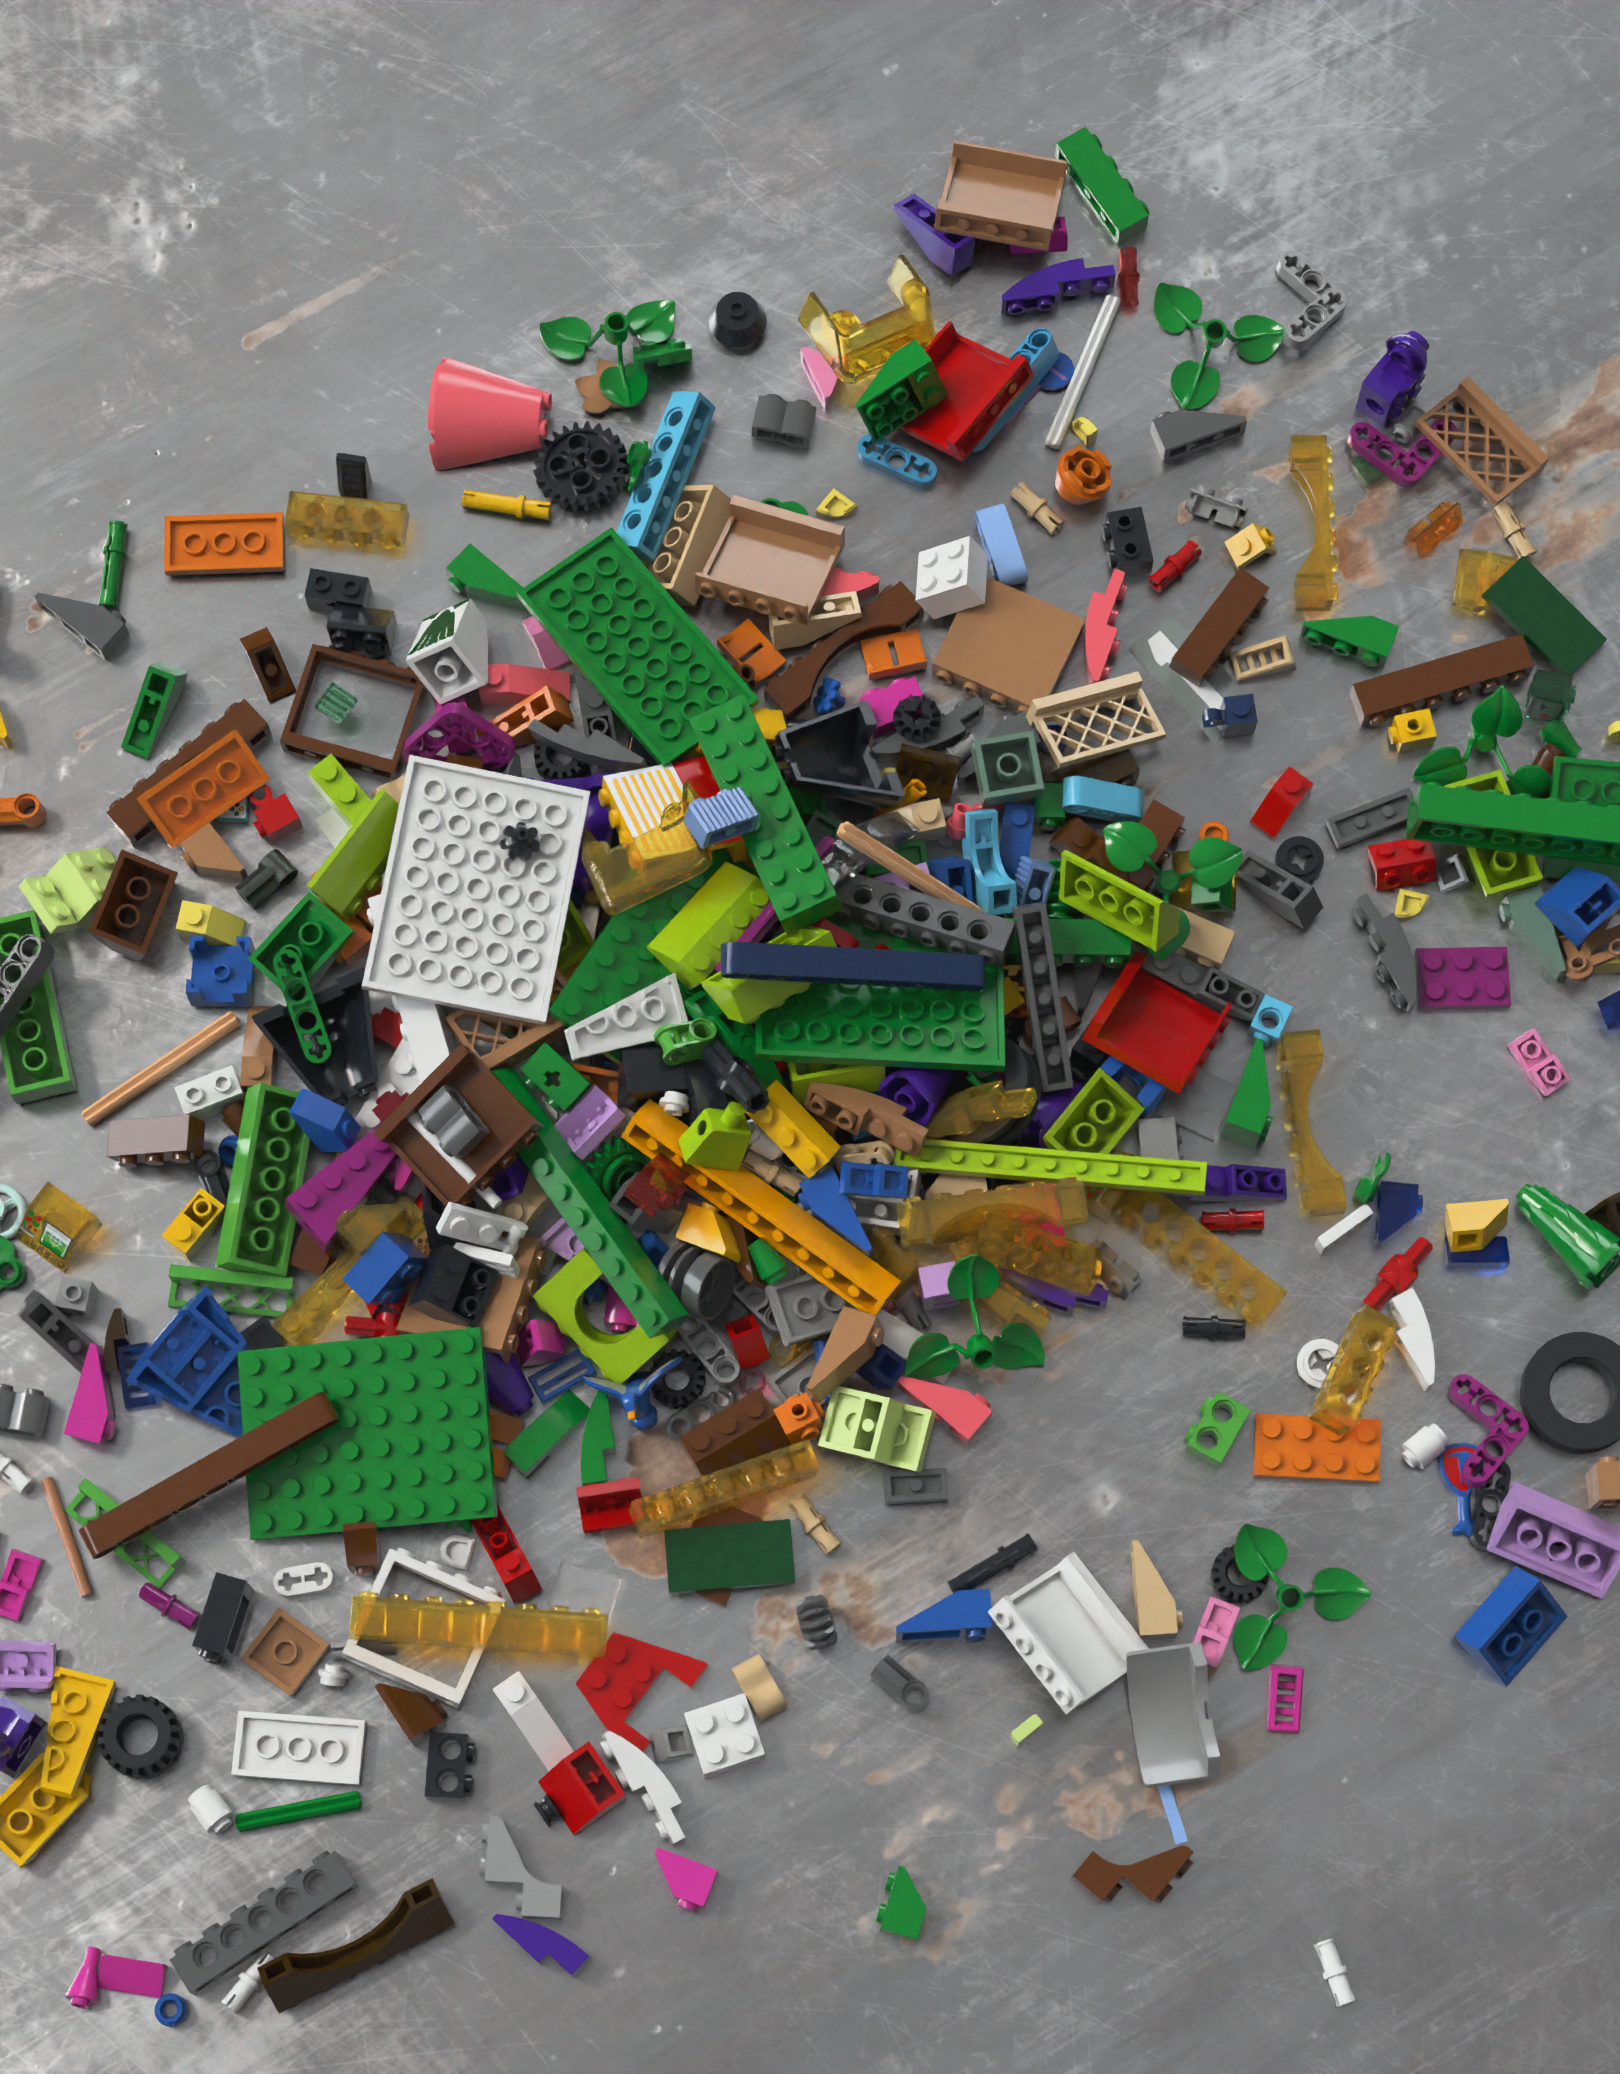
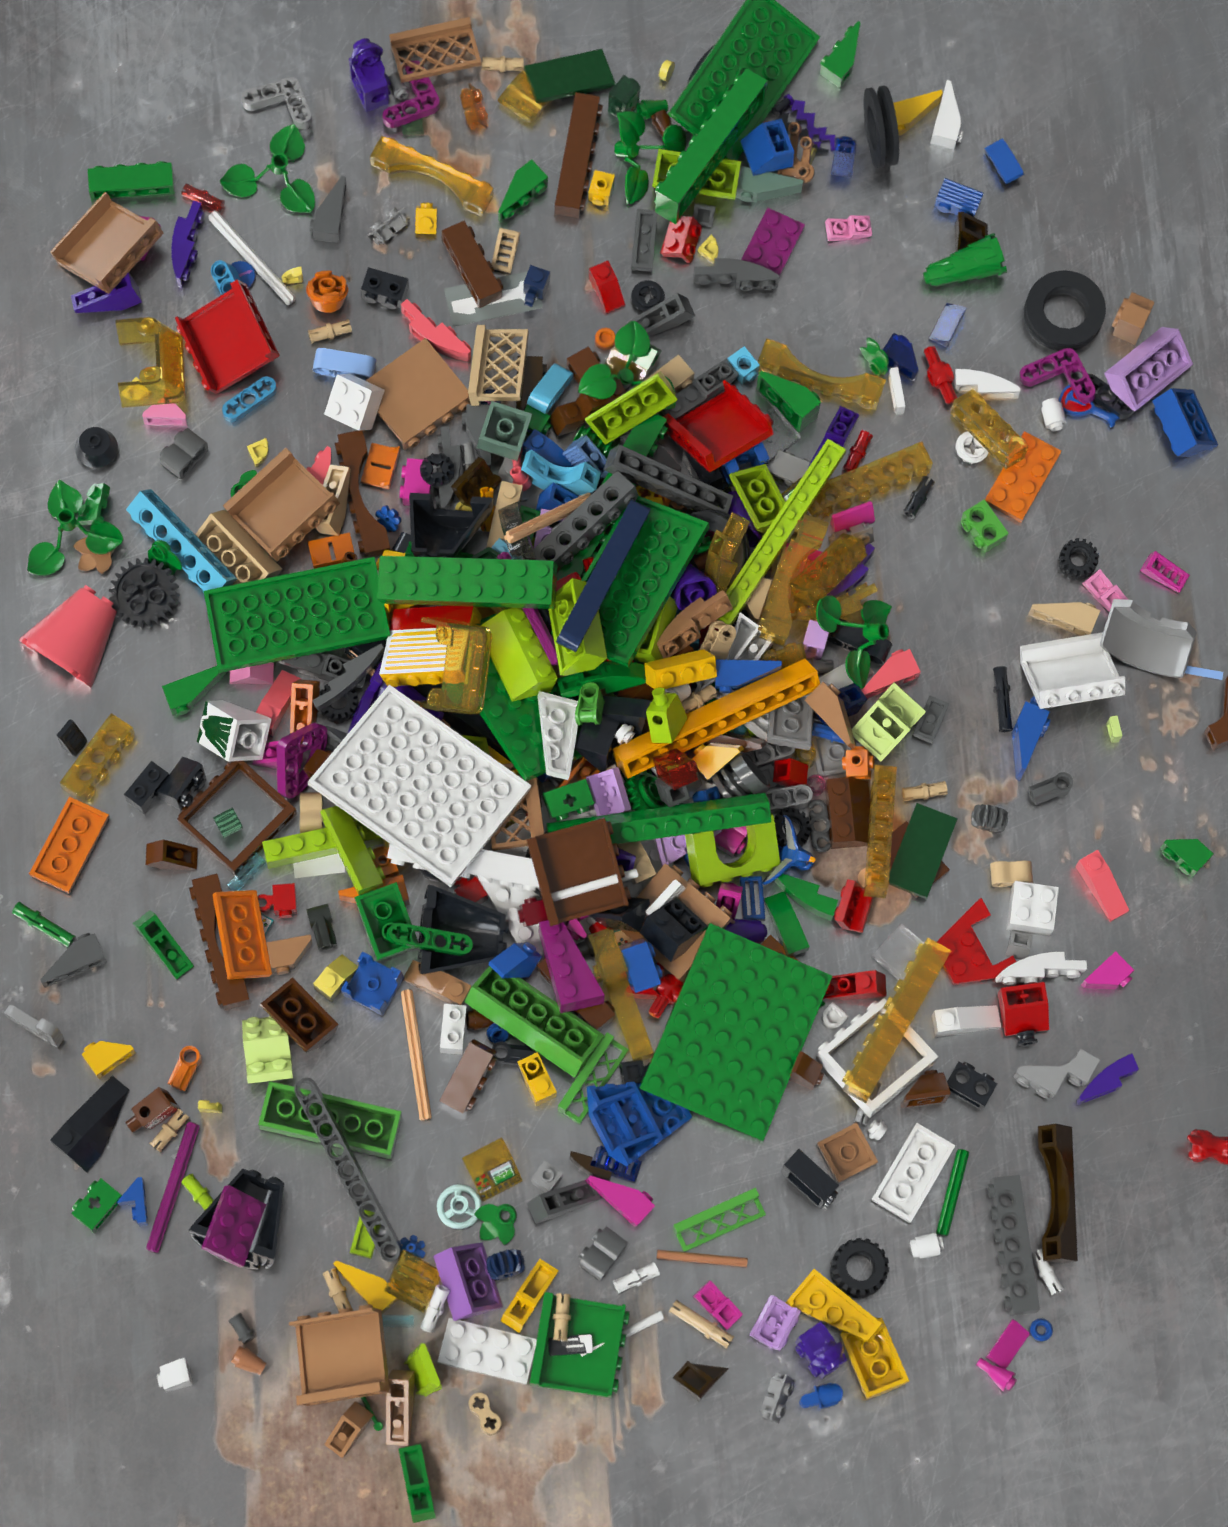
camera: 70 degrees left, 0 degrees up
(169, 1605) = (781, 1212): magenta axle -> none
(209, 1475) = (716, 1142): reddish brown beam -> none
(290, 759) = (256, 861): none -> clear light blue pin
(303, 1572) = (810, 1121): white beam -> none
(453, 1122) = (572, 871): dark grey brick -> none
(481, 1227) = (646, 890): white plate -> none
(512, 505) = (148, 646): yellow pin -> none
(520, 841) = (402, 741): black plant -> none
(721, 817) = (465, 604): medium blue brick -> none
(735, 1076) = (633, 684): black piece -> none
(767, 1261) = (753, 730): green cone -> none
(803, 1815) = (1102, 885): none -> coral slope
(873, 1180) = (738, 638): blue slope -> none
(900, 391) = (211, 364): green slope -> none
(969, 1376) = (852, 637): none -> black beam
(1139, 1257) = (853, 517): none -> dark pink slope
(1174, 566) = (415, 270): red pin -> none
(1261, 1552) = (1118, 511): green plant -> none
(1474, 1224) = (931, 317): yellow slope -> none

